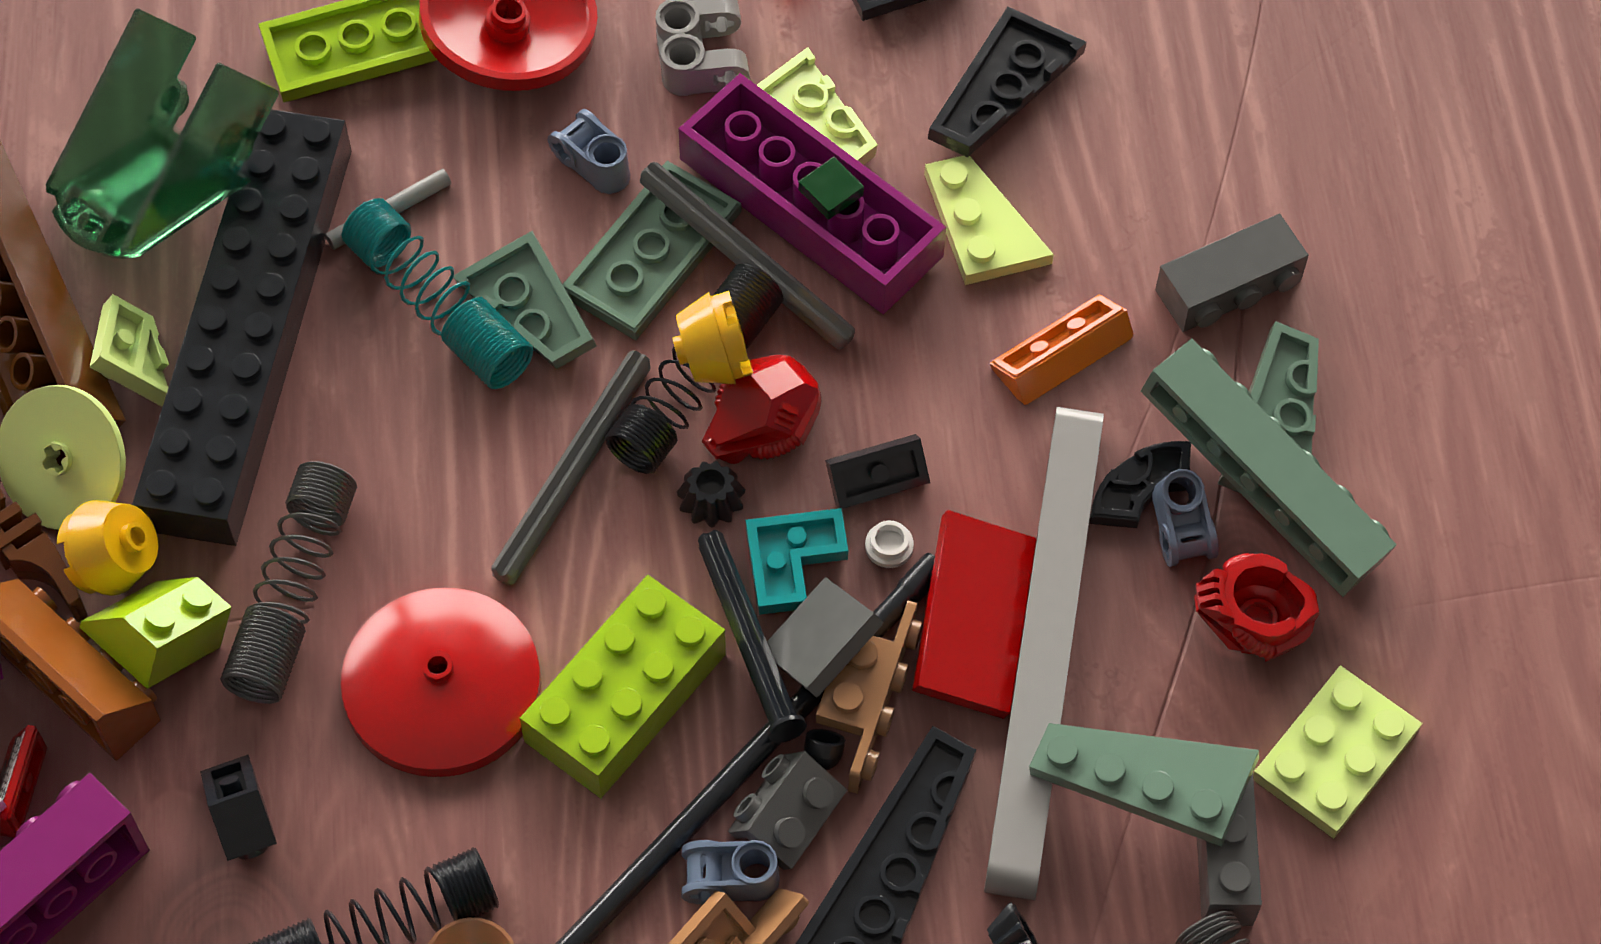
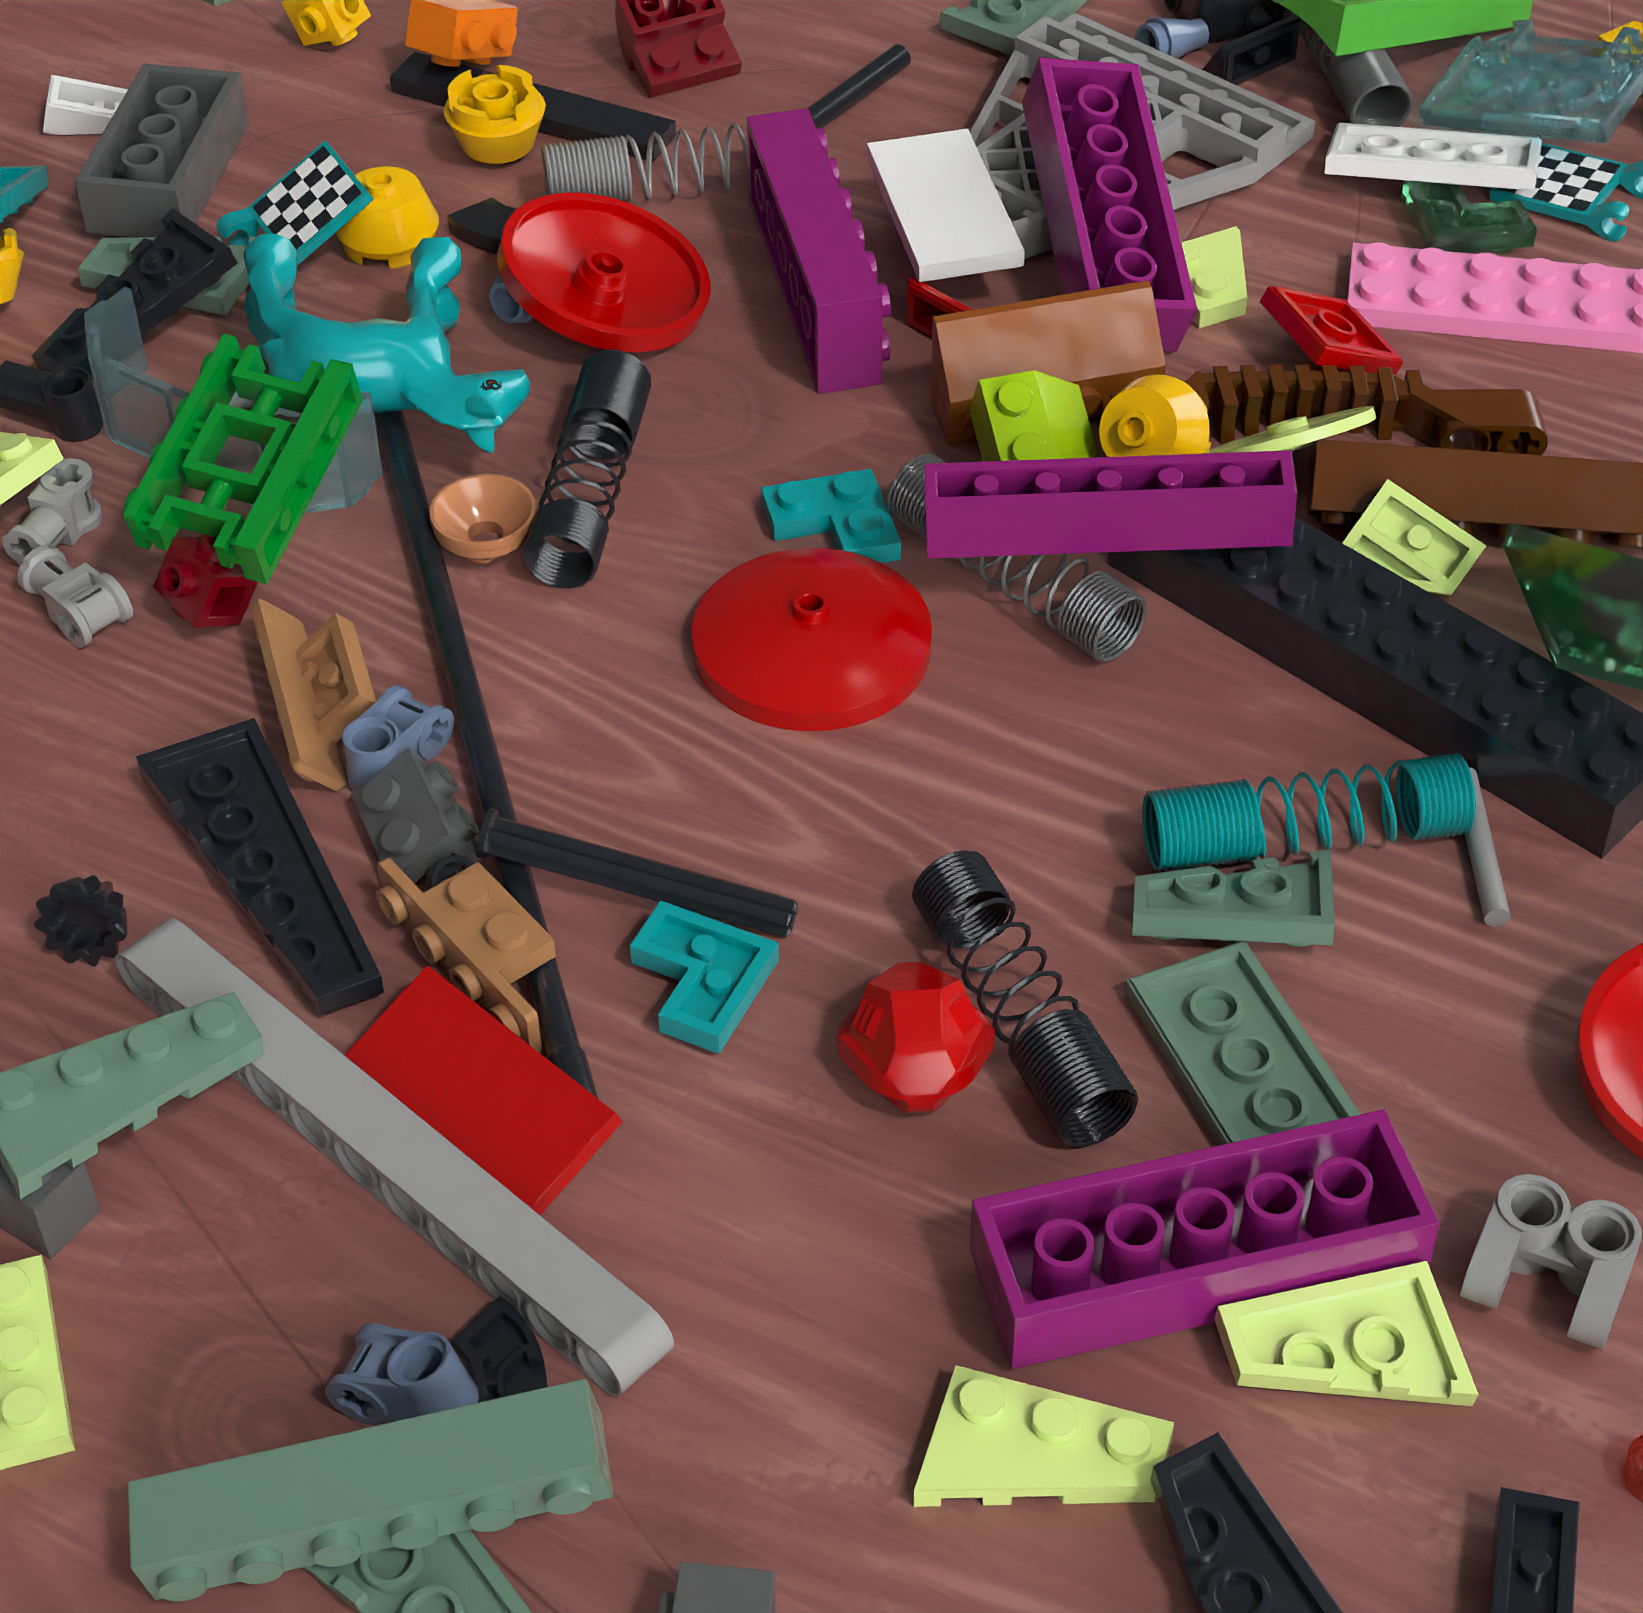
camera: 125 degrees right, 15 degrees down
(238, 809) = (795, 434): black slope -> none
(264, 484) = (1110, 504): none -> magenta brick
(286, 737) = (839, 504): none -> teal plate
(570, 468) = (977, 833): dark grey axle -> none
(593, 152) = (1434, 1059): sand blue piece -> none
(623, 686) = (670, 749): lime brick -> none
(711, 493) = (850, 951): black piece -> none
(712, 340) = (997, 946): yellow cone -> none
(742, 250) = (1158, 1130): dark grey axle -> none
(822, 636) = (564, 915): dark grey tile -> none
(831, 188) = (1162, 1208): dark green tile -> none
(877, 471) = (740, 1105): black plate -> none
(889, 544) = (641, 1073): white plate -> none
(1063, 348) = (767, 1427): orange slope -> none
(1257, 605) = (208, 1359): red helmet -> none

